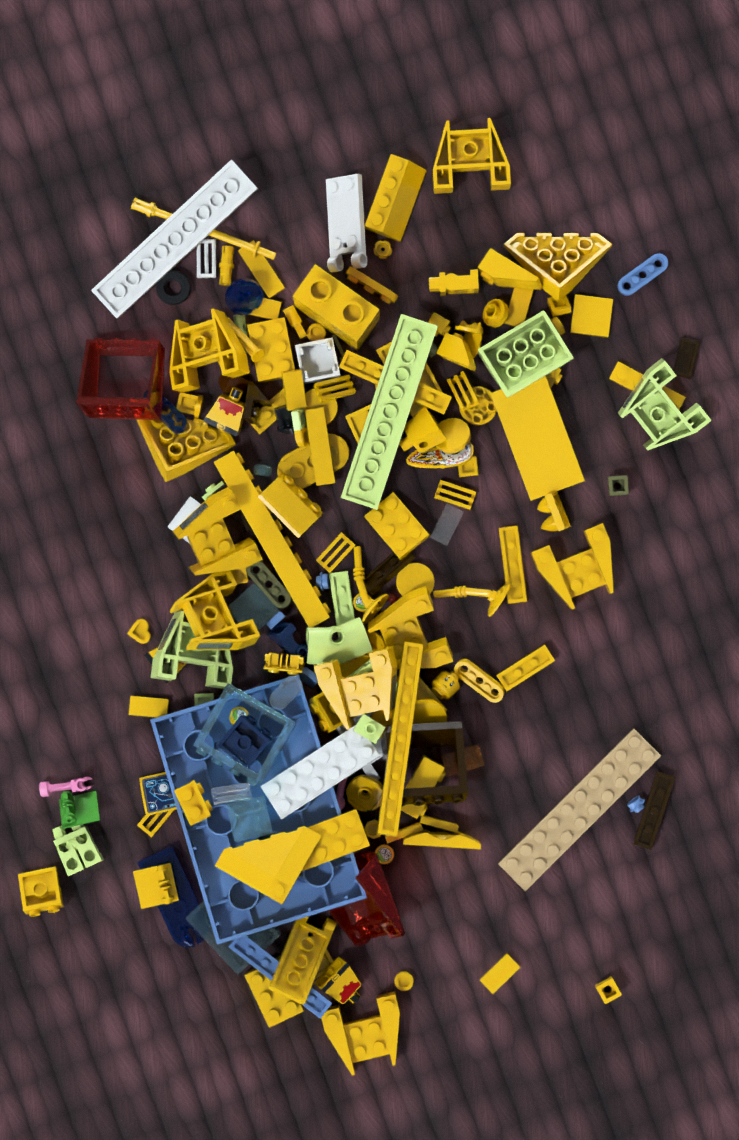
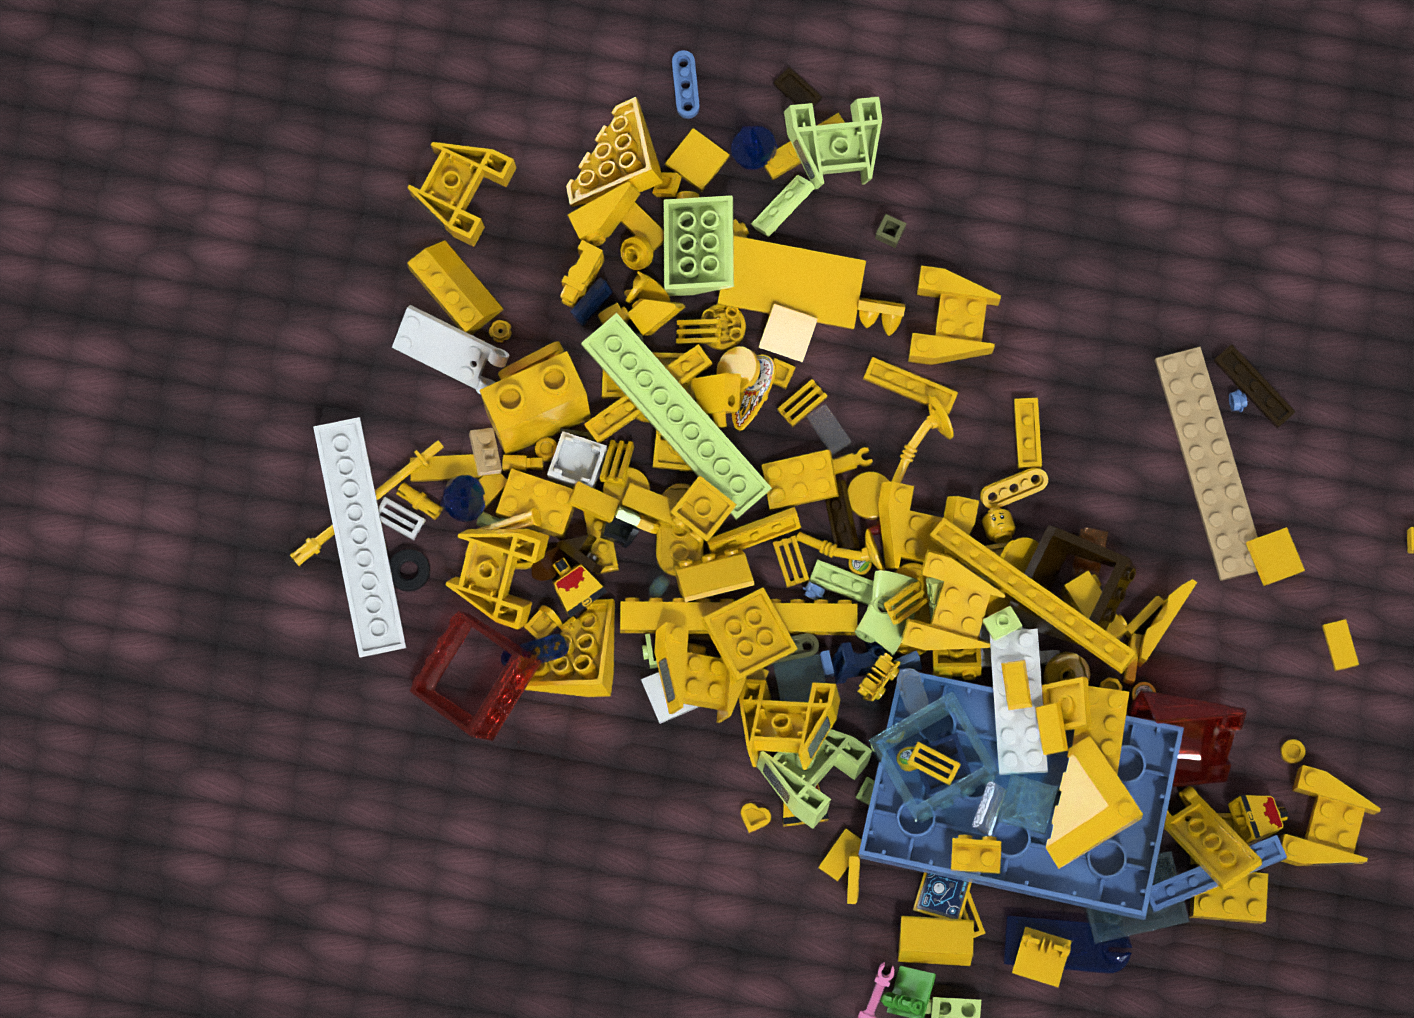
camera: 65 degrees left, 10 degrees down
(125, 806) = (936, 940): none -> yellow slope
(134, 725) = (853, 878): none -> yellow tile
(232, 523) = (696, 648): none -> yellow plate
(246, 720) = (915, 753): none -> yellow tile
(260, 555) = (749, 634): none -> yellow plate
(283, 294) = (485, 451): none -> tan plate
(311, 806) = (1051, 728): none -> yellow tile
(329, 763) = (1016, 685): none -> yellow tile
(331, 470) = (702, 510): none -> yellow plate
(334, 807) = (1074, 701): none -> yellow plate
(340, 515) = (756, 532): none -> yellow tile
(358, 662) = (918, 595): none -> yellow tile
(431, 553) = (850, 461): none -> yellow bar
(441, 302) = (591, 301): none -> dark blue tile
(499, 455) = (788, 332): none -> tile
(536, 893) = (1275, 556): none -> yellow tile
(592, 397) = (783, 205): none -> yellowish green plate
(623, 351) = (753, 147): none -> clear blue tile

